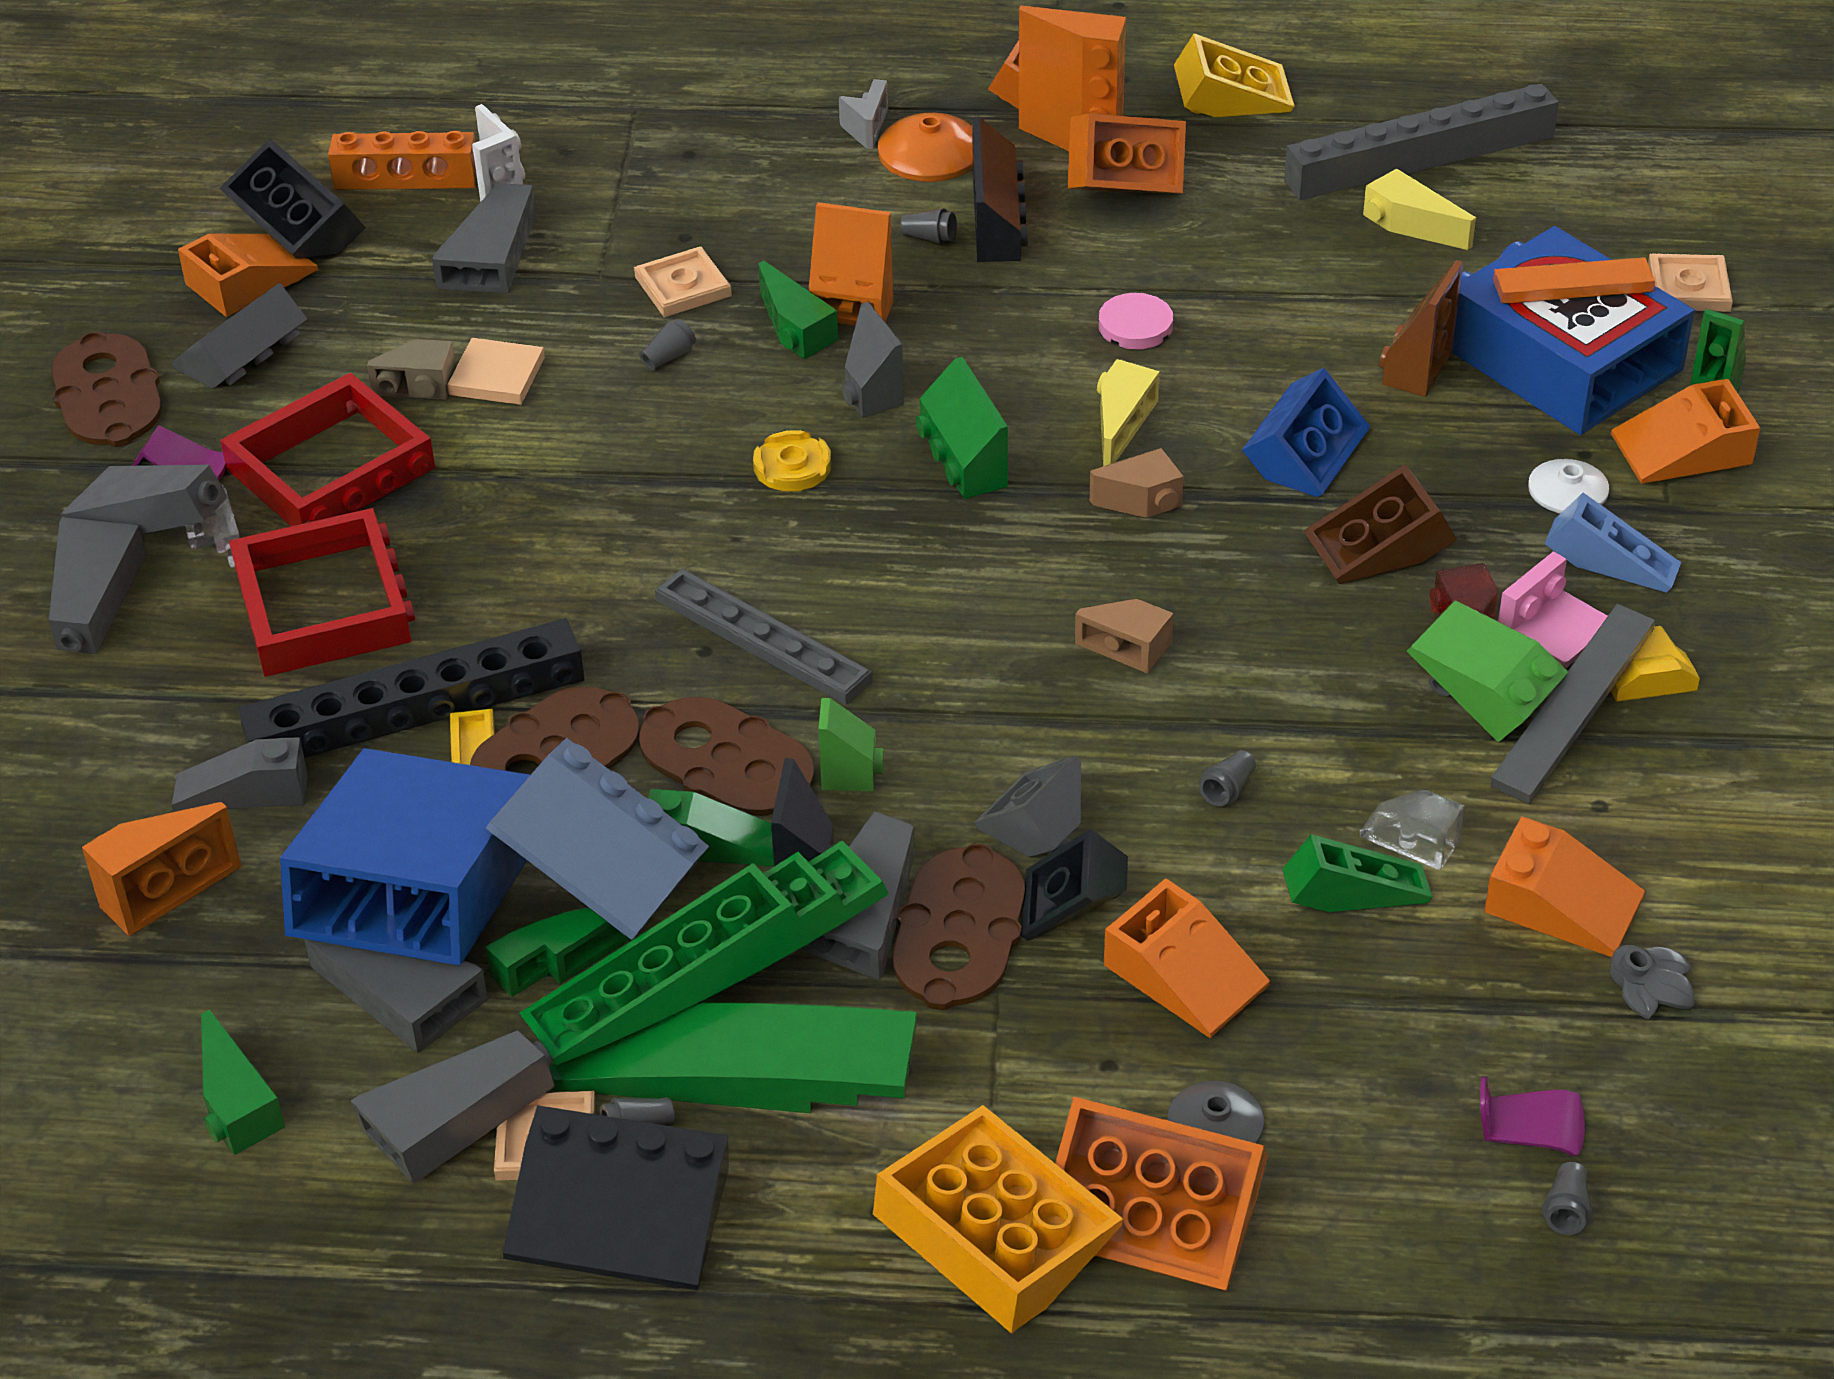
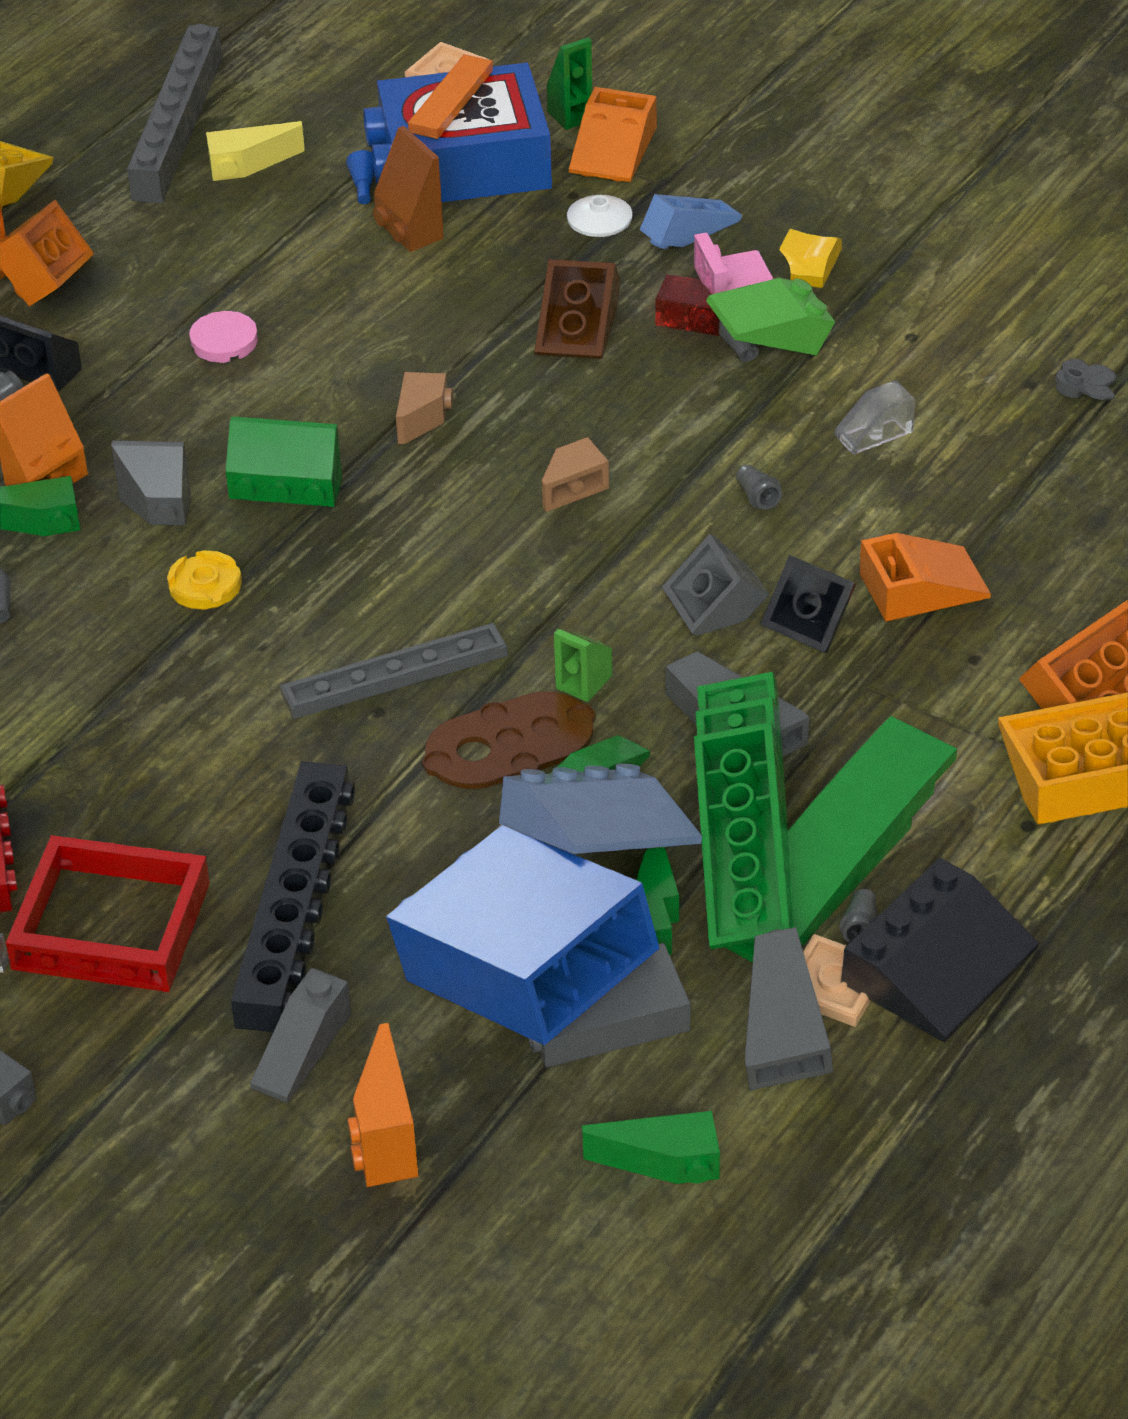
camera: 60 degrees left, 0 degrees up
(468, 732) = (375, 881): yellow tile -> none
(585, 715) = (416, 815): reddish brown piece -> none
(798, 818) = (646, 717): black slope -> none
(960, 901) = (796, 671): reddish brown piece -> none
(1126, 401) = (325, 380): light yellow slope -> none
(1238, 1115) = (1055, 623): dark grey dish -> none
(1307, 435) = (441, 304): blue slope -> none
(1349, 878) = (902, 469): green slope -> none
(1562, 889) = (979, 383): orange slope -> none
(1572, 704) = (849, 331): dark grey tile -> none

